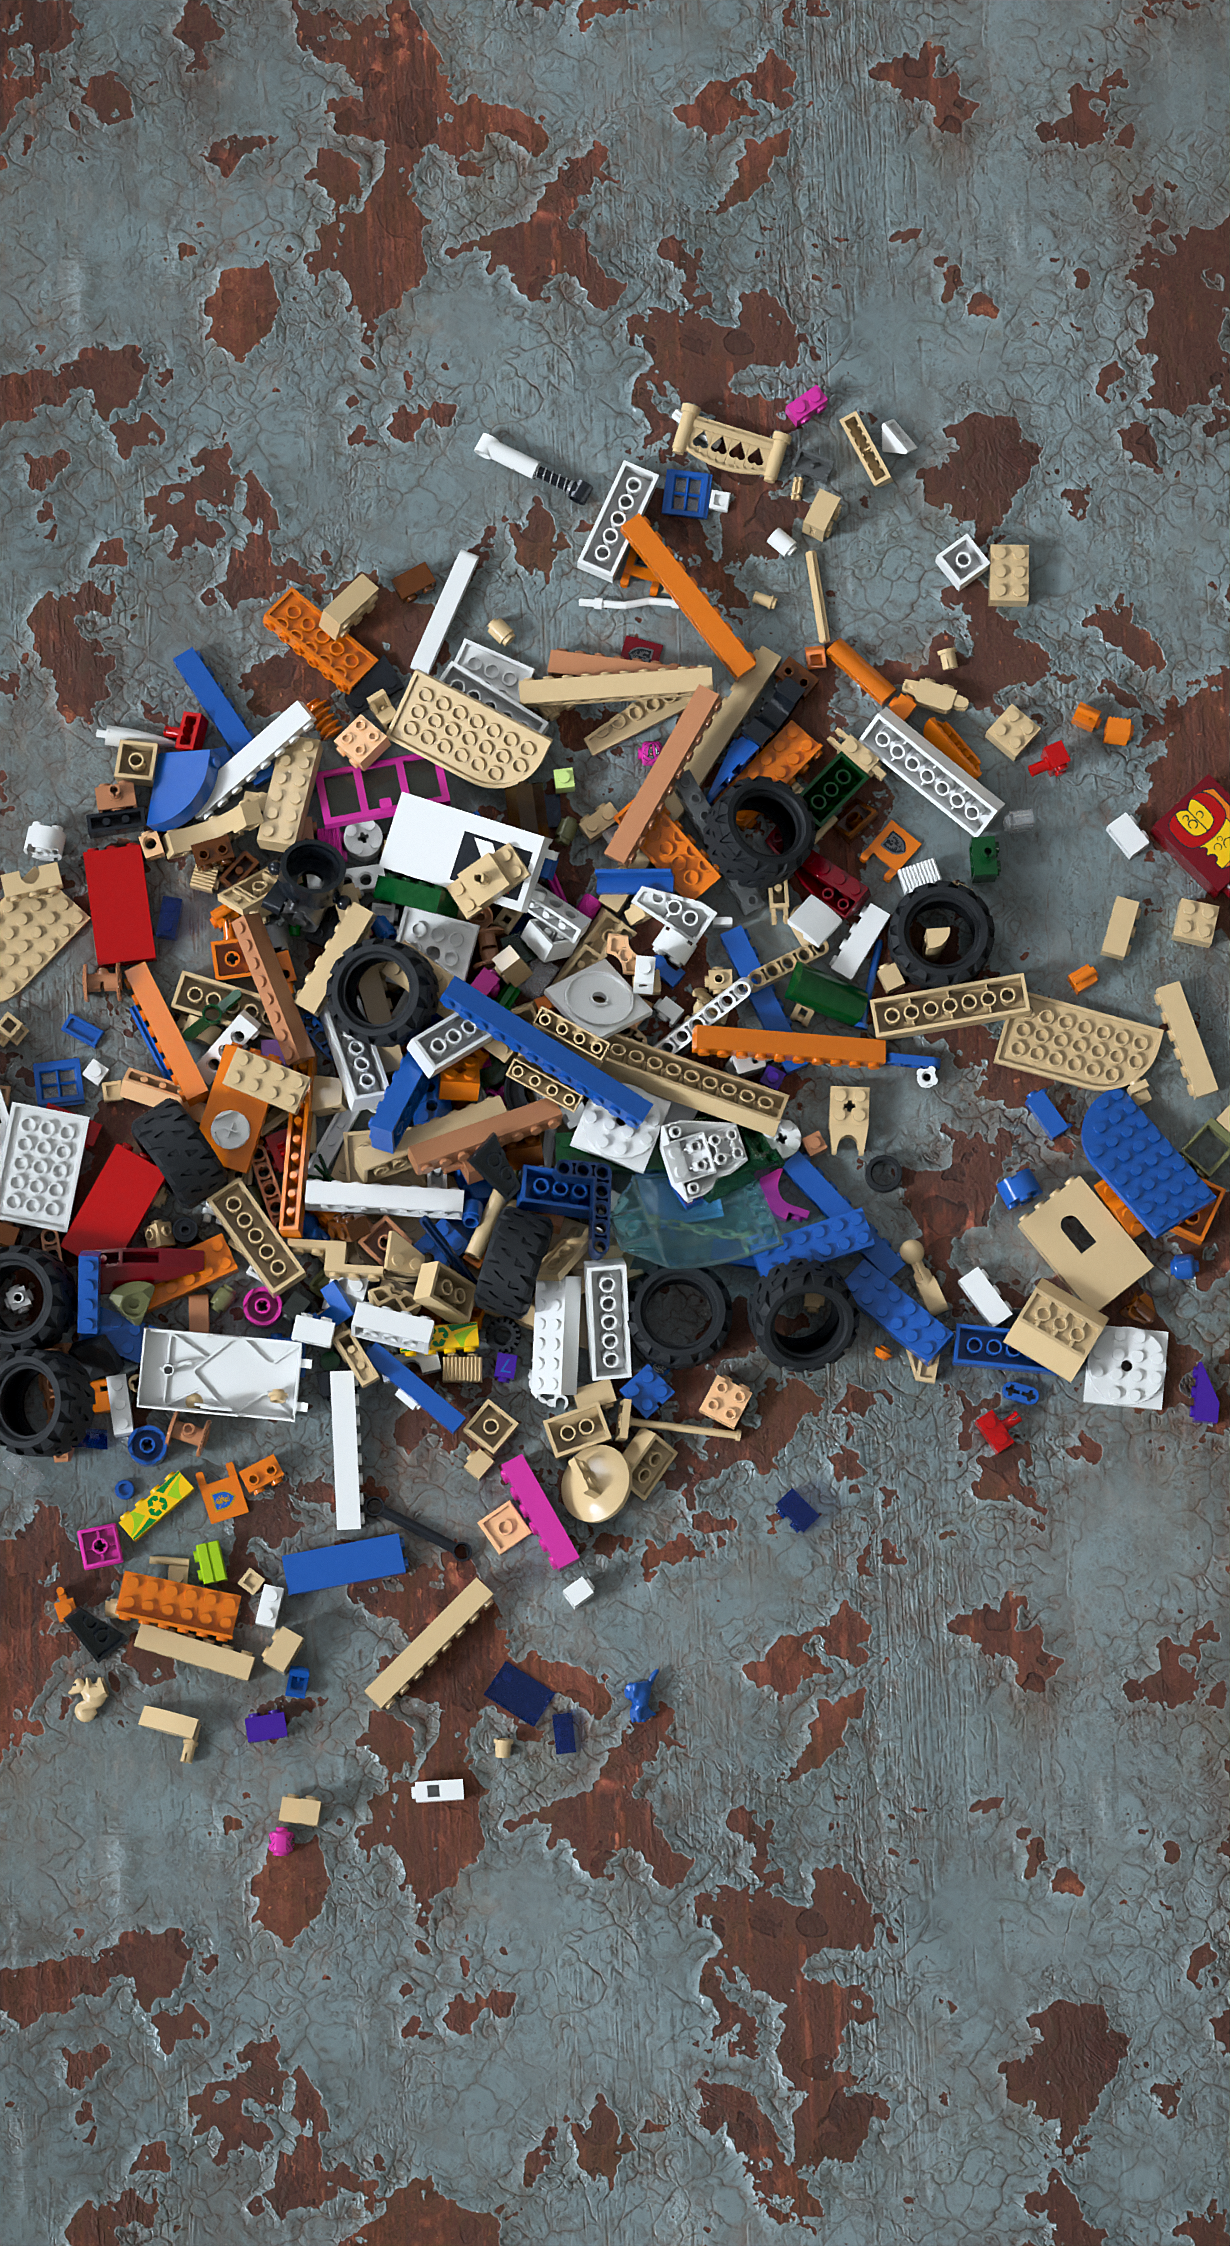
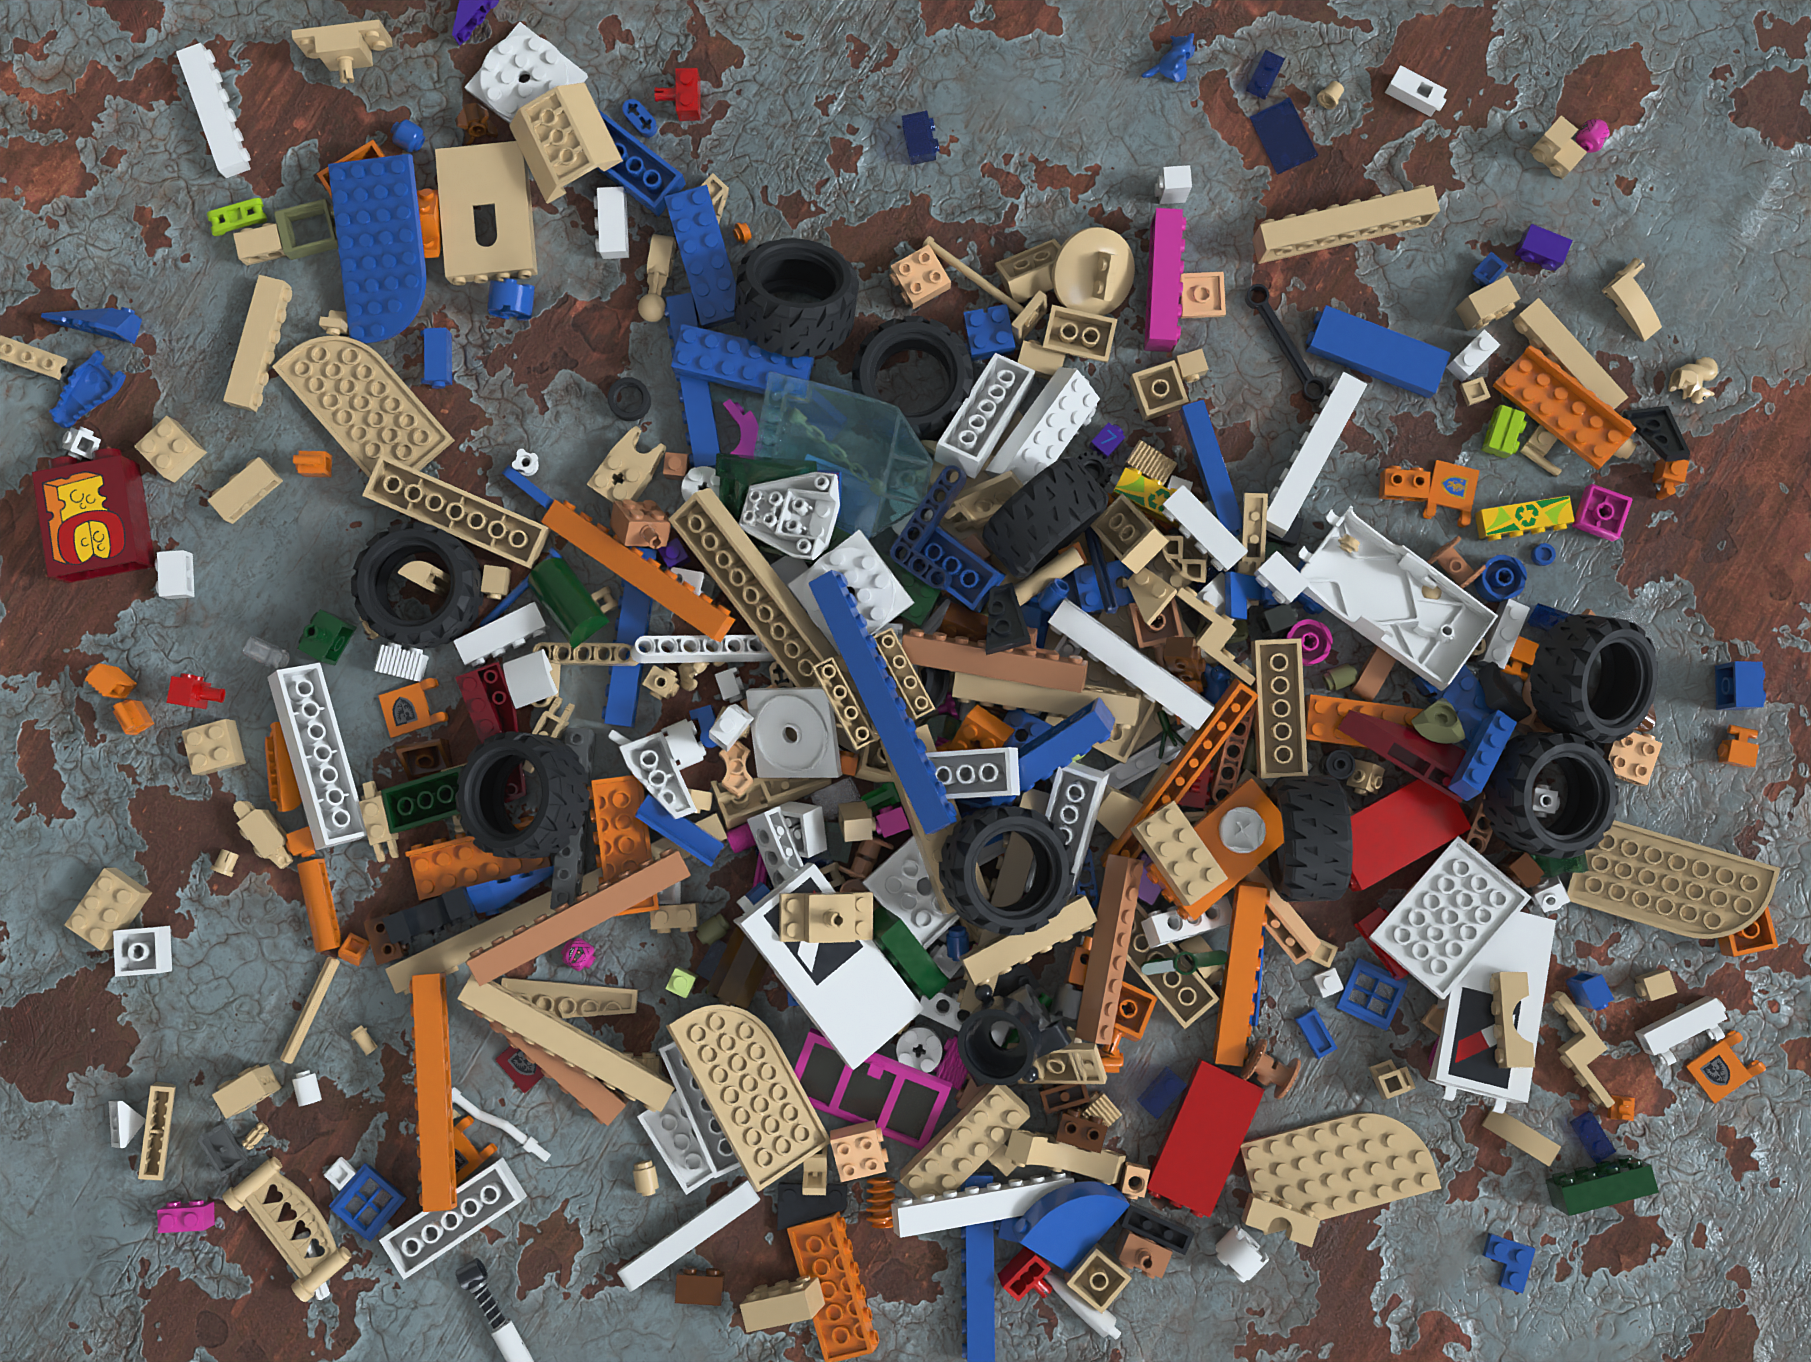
camera: 140 degrees left, 5 degrees up
(808, 1081) = (640, 523): none -> nougat brick

